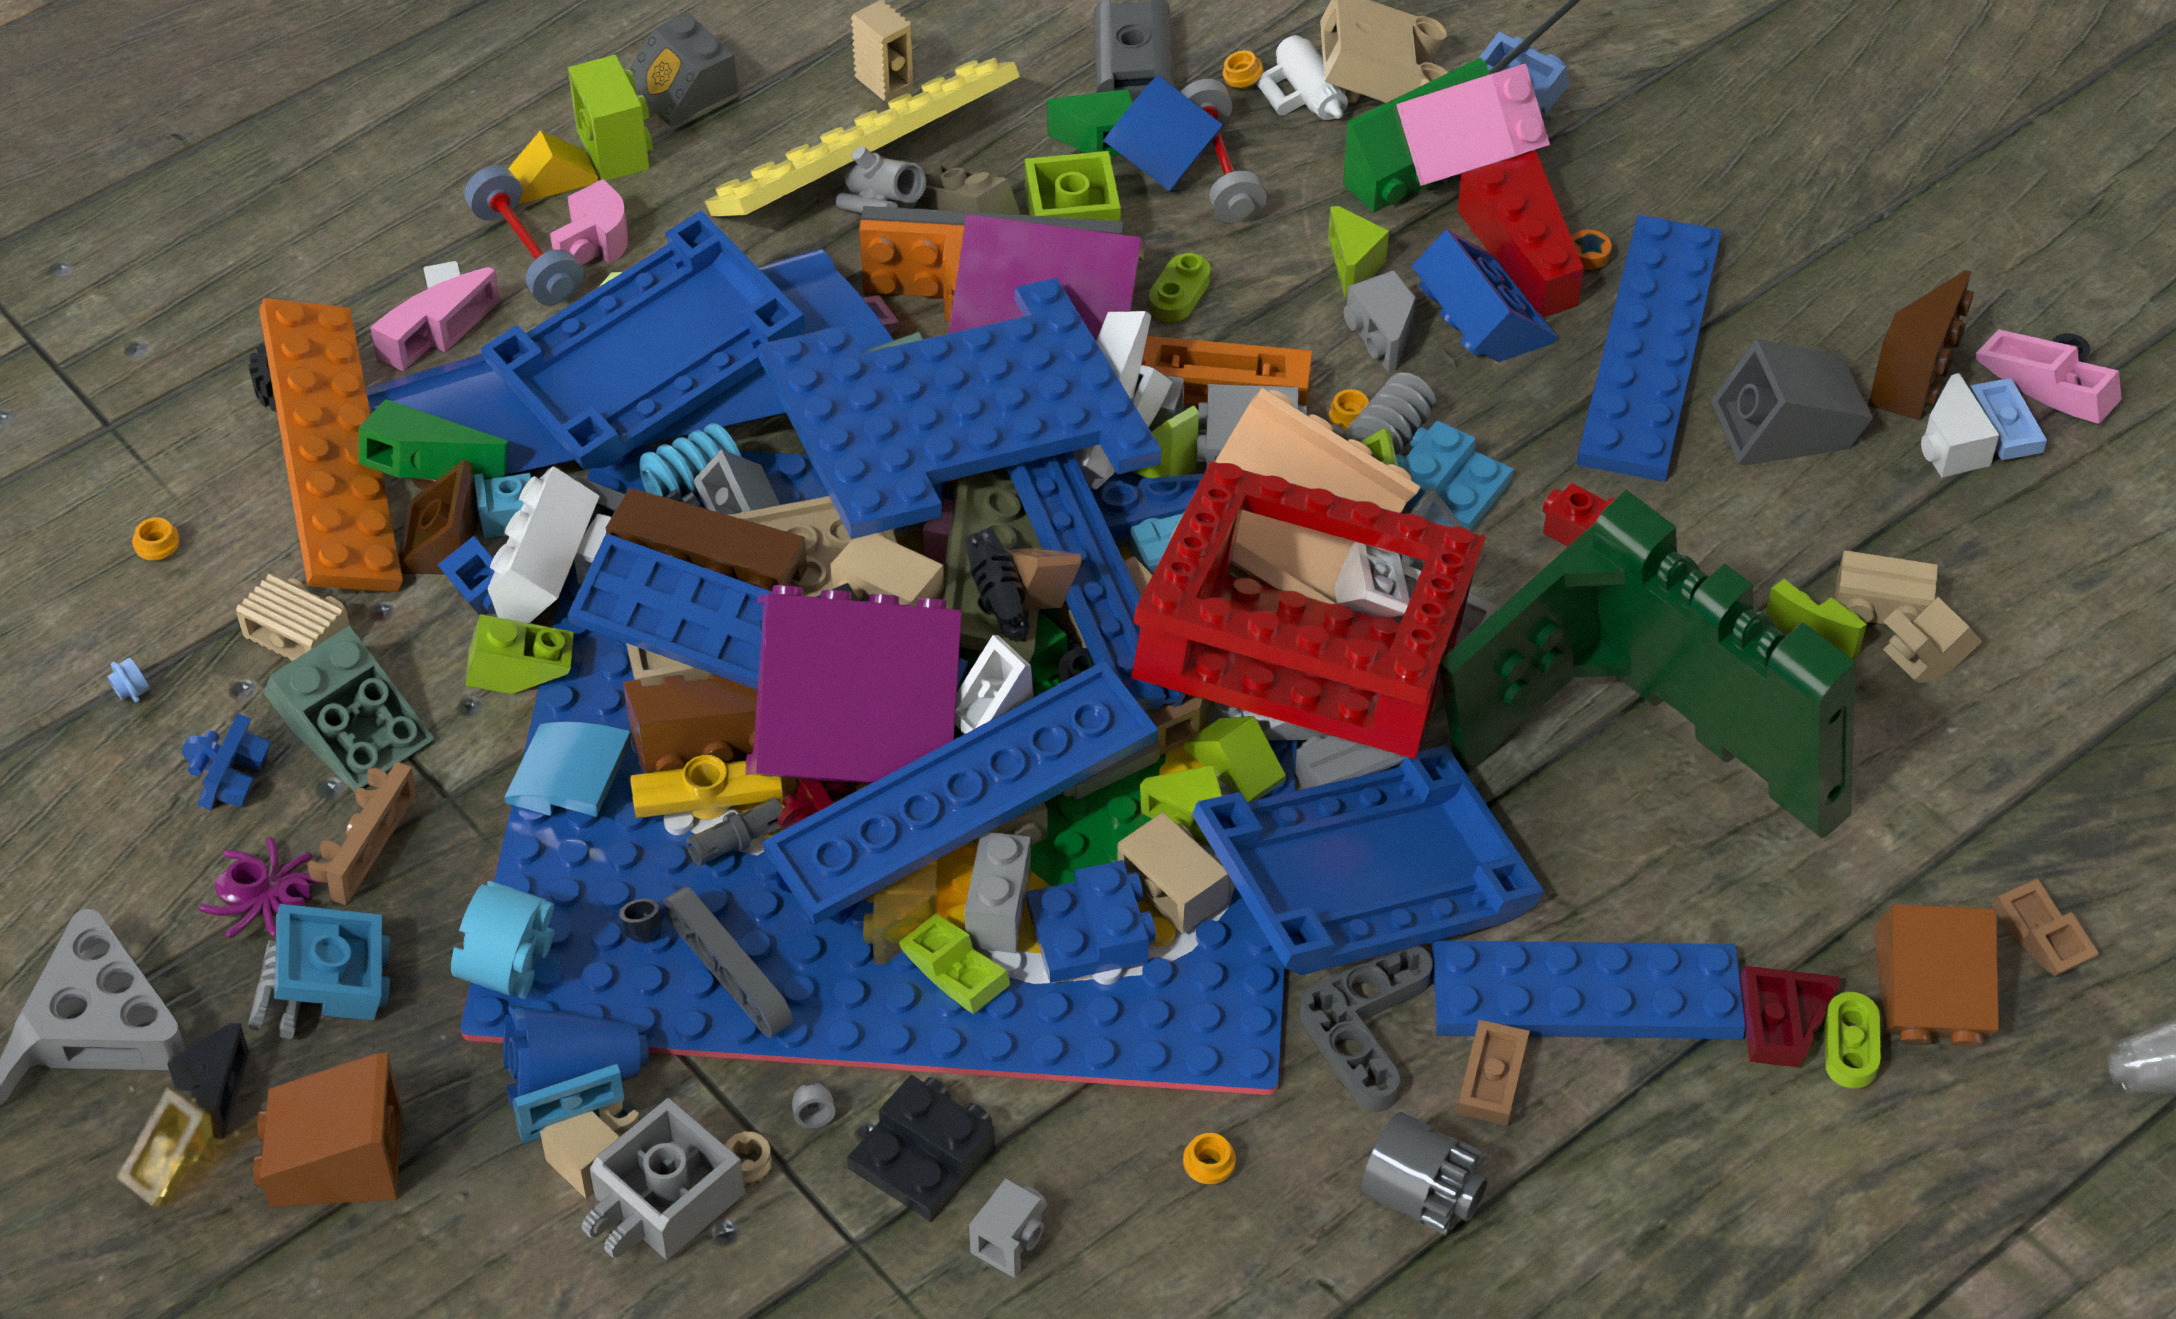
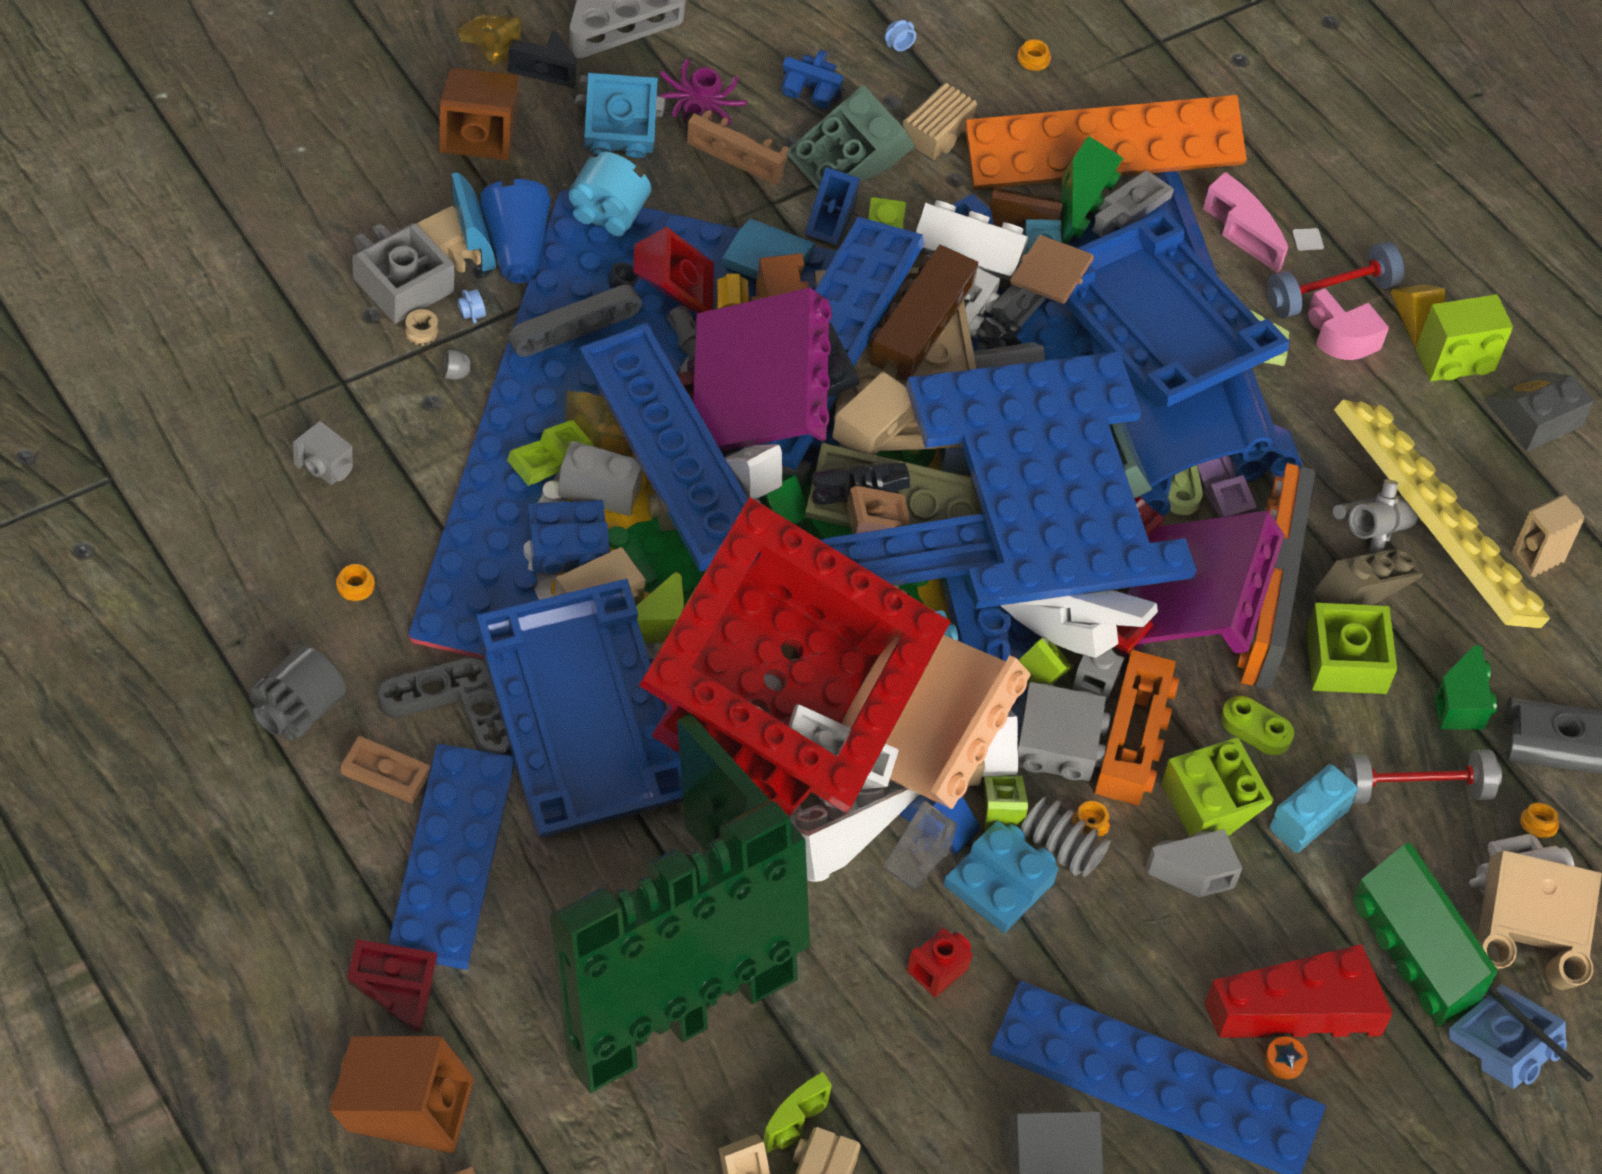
camera: 90 degrees right, 5 degrees up
(447, 398) = (1131, 203): none -> light grey hinge
(467, 716) = (833, 206): none -> blue slope
(596, 446) = (1052, 269): none -> medium nougat piece
(626, 861) = (676, 269): none -> red slope
(684, 460) = (1051, 333): medium azure piece -> none
(702, 1099) = (471, 305): none -> light blue plate
(924, 1146) = (405, 422): black plate -> none
(1163, 133) = (1434, 727): blue slope -> none
(1287, 229) = (1313, 808): none -> medium azure brick
(1292, 302) = (1215, 788): none -> lime slope
(1356, 246) = (1285, 858): lime slope -> none
(1473, 124) = (1421, 961): bright pink slope -> none
(1481, 299) = (1213, 943): blue slope -> none
(1852, 1044) = (360, 1016): lime plate -> none

